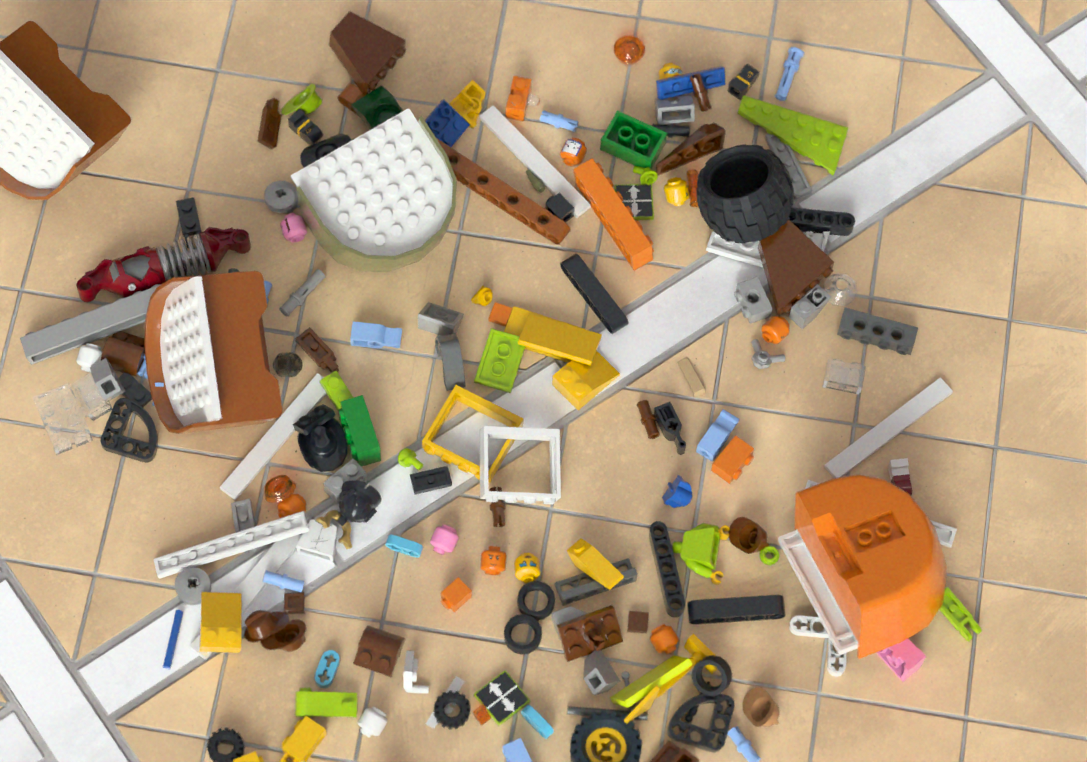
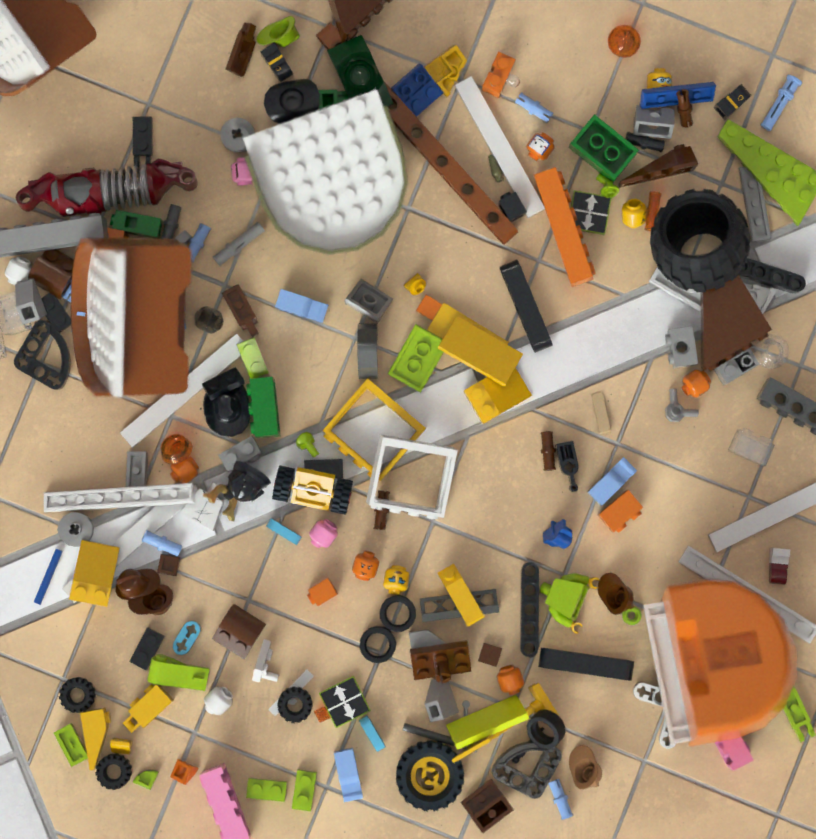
camera: 15 degrees right, 20 degrees up
(287, 688) = (147, 648): none -> black plate
(424, 498) = (312, 489): none -> plate

